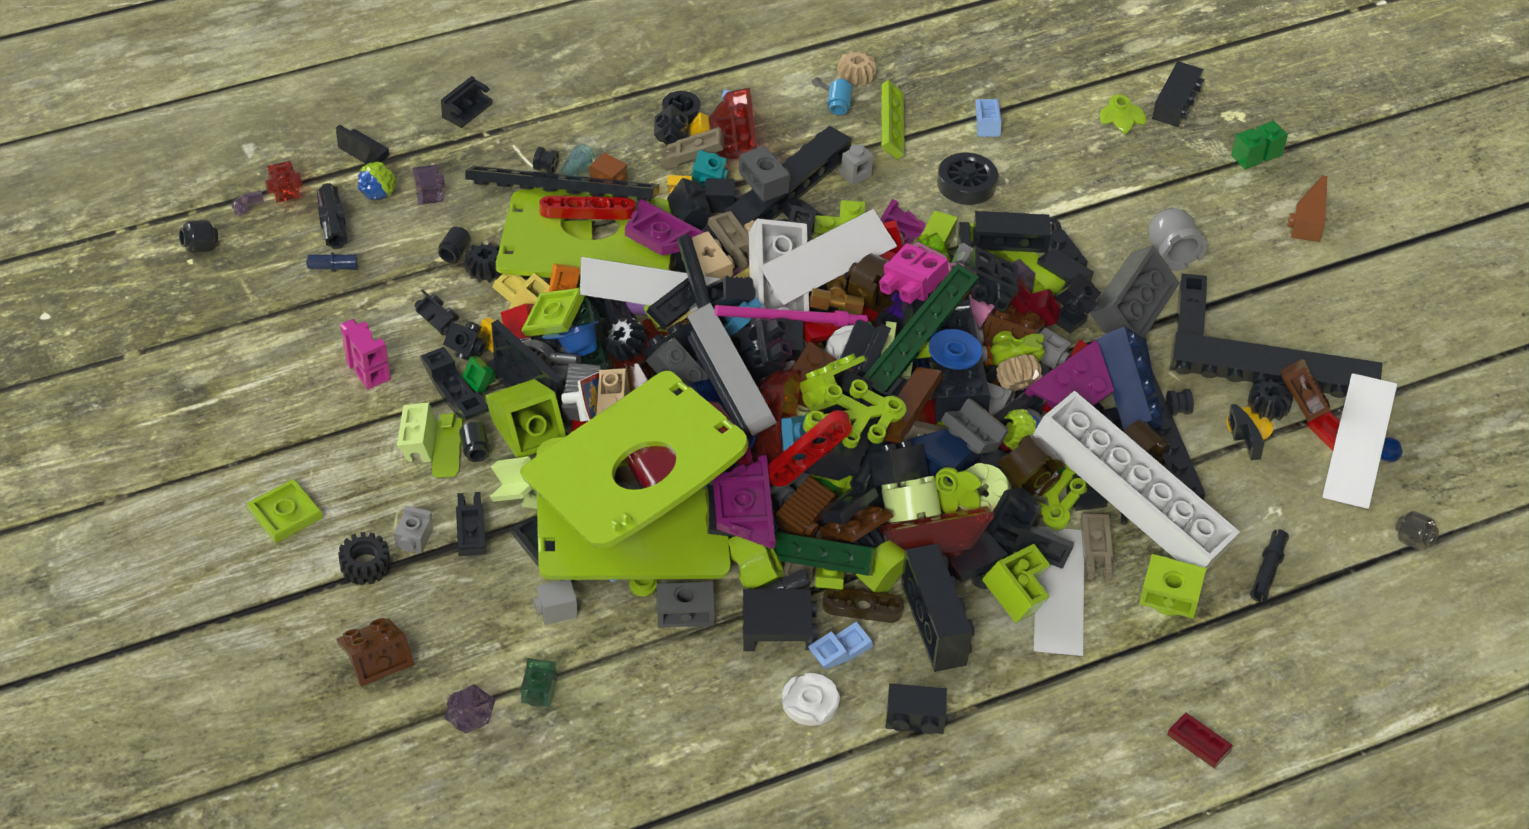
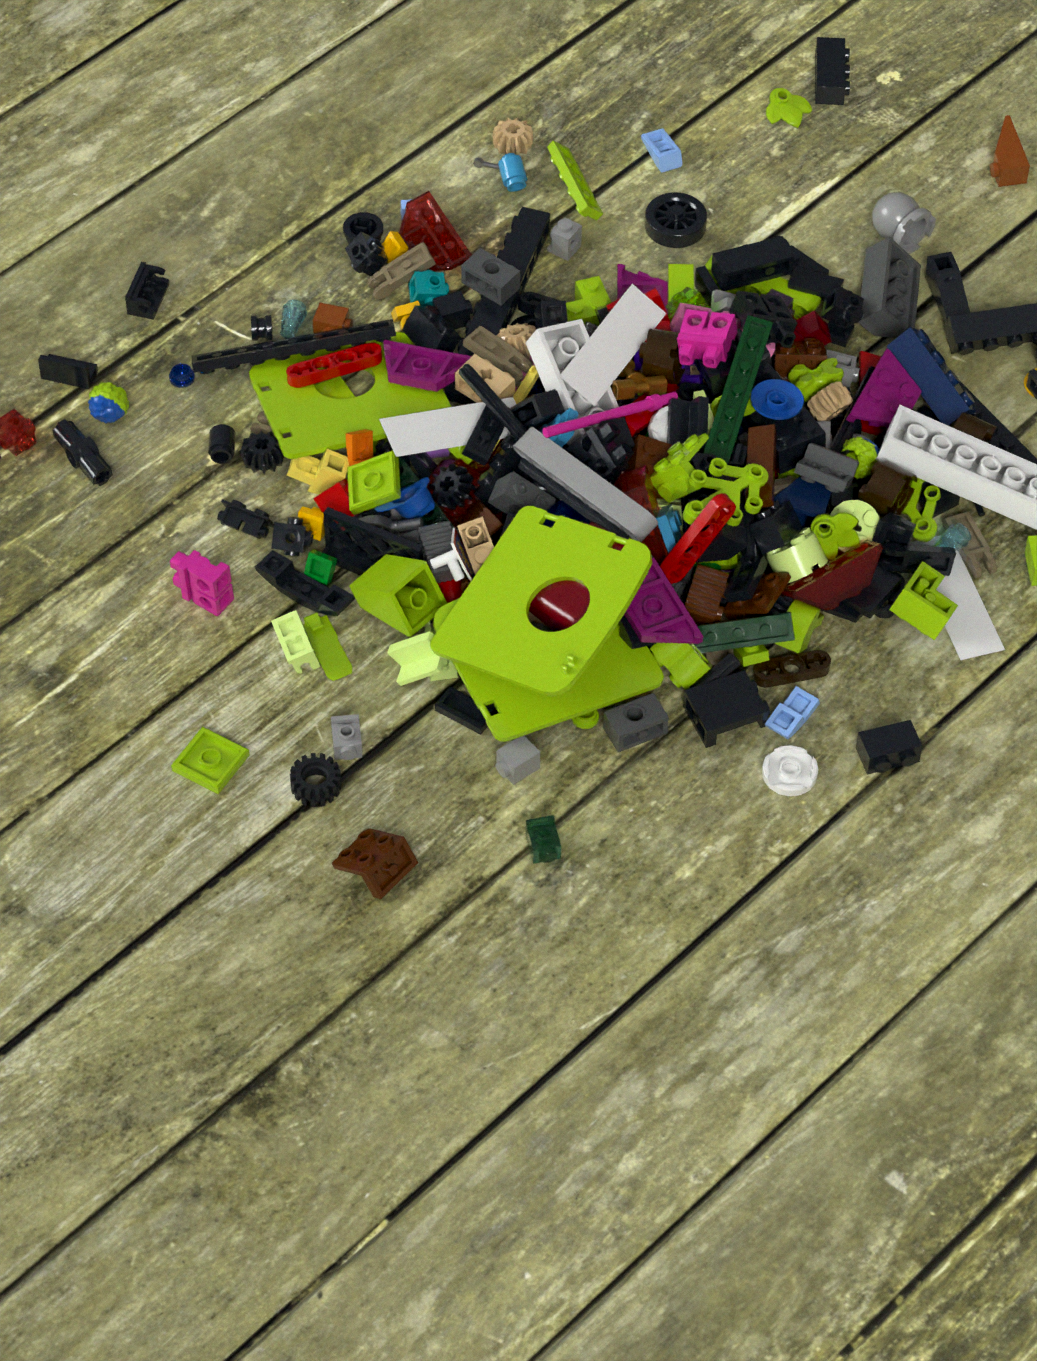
camera: 20 degrees left, 5 degrees up
(332, 261) = (110, 499): dark blue axle -> none
(428, 184) = (159, 389): clear purple brick -> none
(455, 179) = (181, 375): none -> clear blue plate
(469, 709) = (497, 884): clear purple brick -> none
(470, 526) = (396, 715): black hinge -> none
(474, 441) = (354, 633): black brick -> none
(937, 607) = (864, 648): black brick -> none
(1080, 532) = (954, 537): none -> clear light blue cone
(1180, 402) = (979, 382): black wheel -> none
(1258, 145) = (930, 101): green piece -> none

